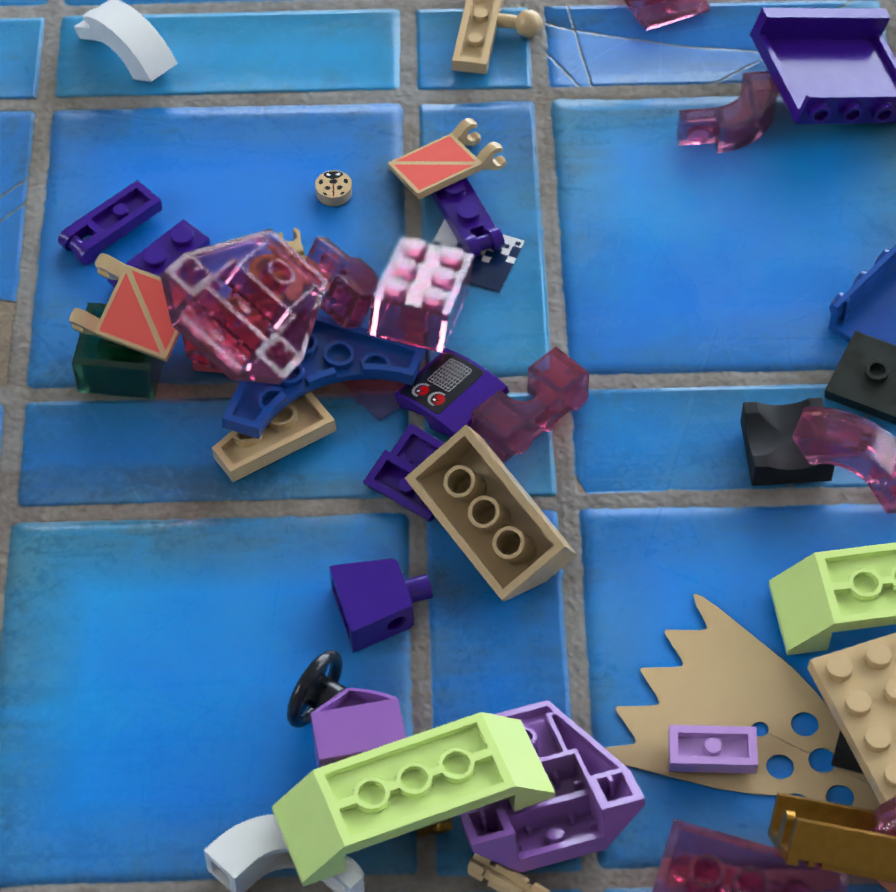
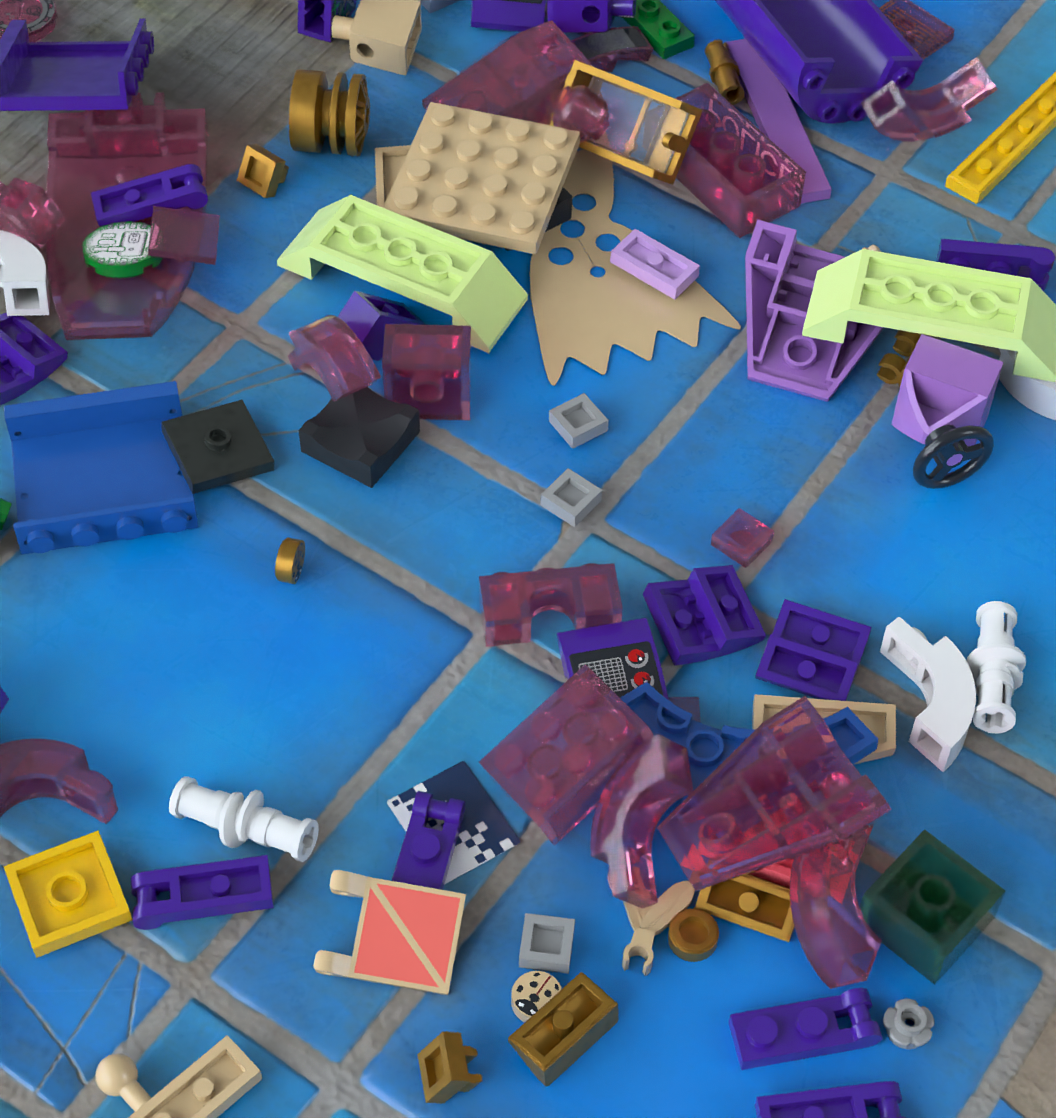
camera: 145 degrees left, 0 degrees up
(94, 293) = (903, 1035): none -> light grey plate
(134, 314) = (904, 885): flag -> none
(174, 548) = (996, 667): none -> white piece
(205, 516) = (946, 685): none -> white arch
(302, 175) = (564, 1028): none -> pearl gold slope
(319, 493) = (813, 652): none -> dark purple slope
(350, 211) = (546, 943): none -> light grey plate
(352, 120) = (445, 1067): none -> pearl gold tile
(376, 599) = (836, 518): dark purple torso -> none
(434, 545) = (742, 537): none -> clear pink plate
(490, 515) = (682, 511): tan slope -> none
(577, 124) = (201, 891): none -> dark purple plate
(589, 495) = (571, 497): none -> light grey plate
(591, 161) = (243, 819): none -> white piece
(641, 561) = (578, 420): none -> light grey plate
(651, 80) = (67, 893): none -> yellow plate
(734, 326) = (290, 560): none -> pearl gold tile
(780, 501) = (429, 369): none -> clear pink brick
(870, 521) = (368, 316): none -> dark purple slope

